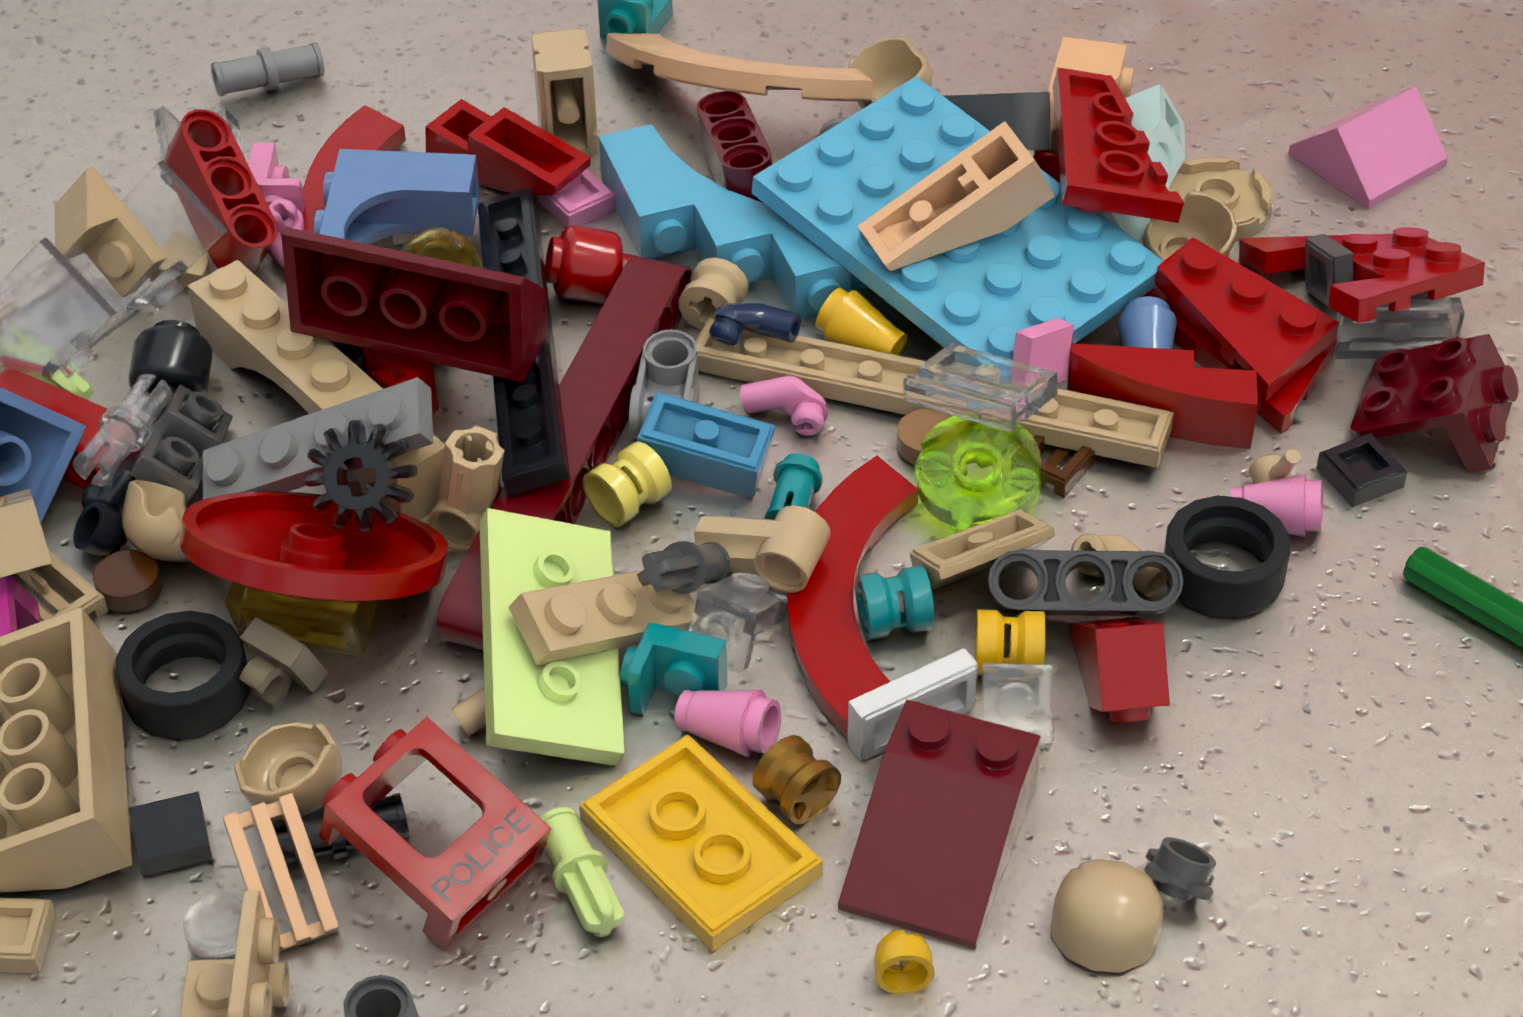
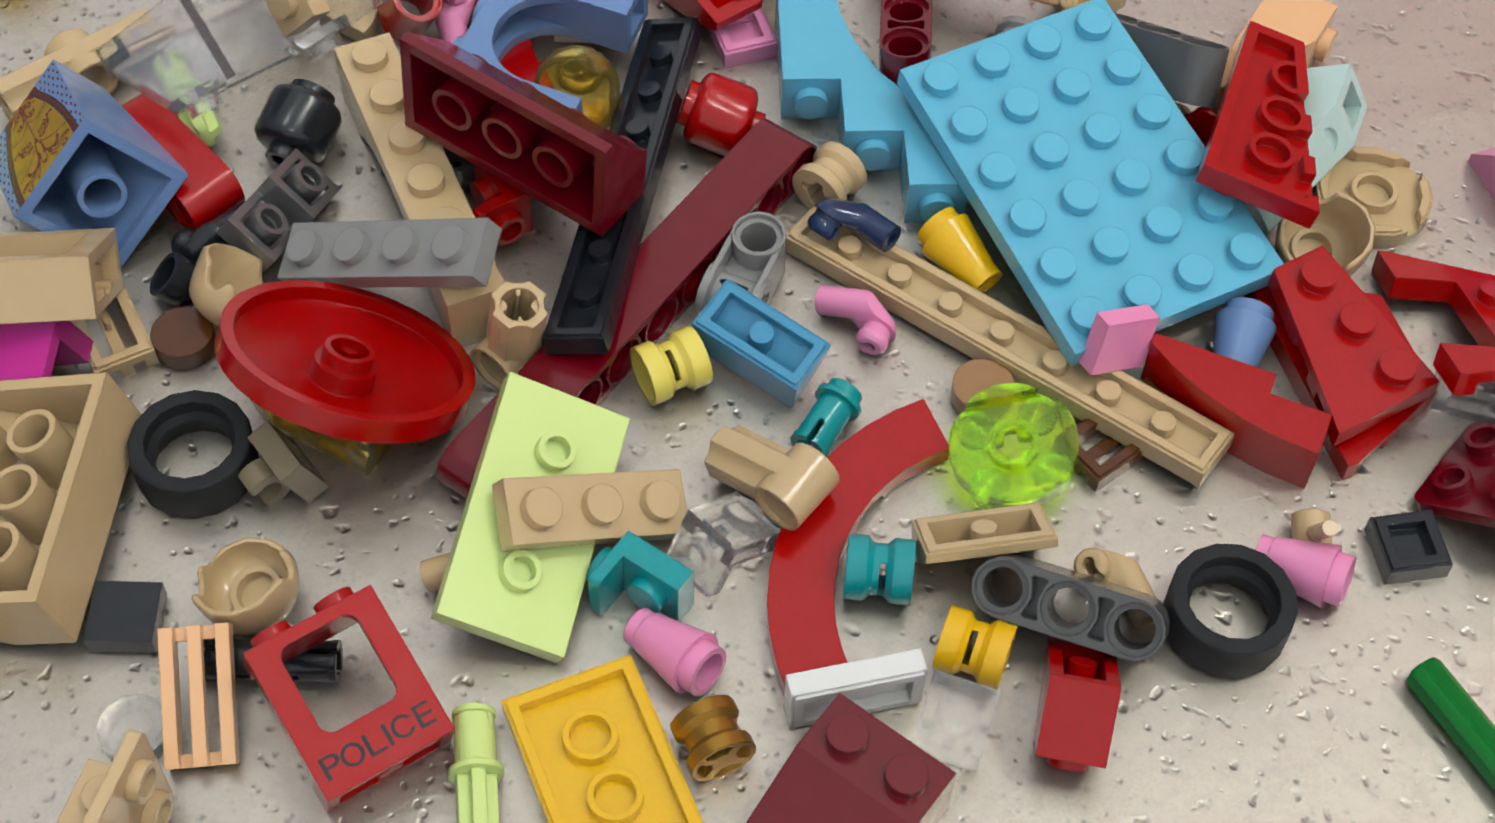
camera: 15 degrees right, 10 degrees up
(123, 430) = (222, 186): clear pin -> none
(349, 494) = (391, 319): black gear -> none
(684, 567) = (680, 482): dark grey axle -> none
(960, 202) = (1088, 155): light nougat slope -> none
(980, 387) = (1044, 360): clear plate -> none
(1326, 264) = (1453, 311): dark grey tile -> none

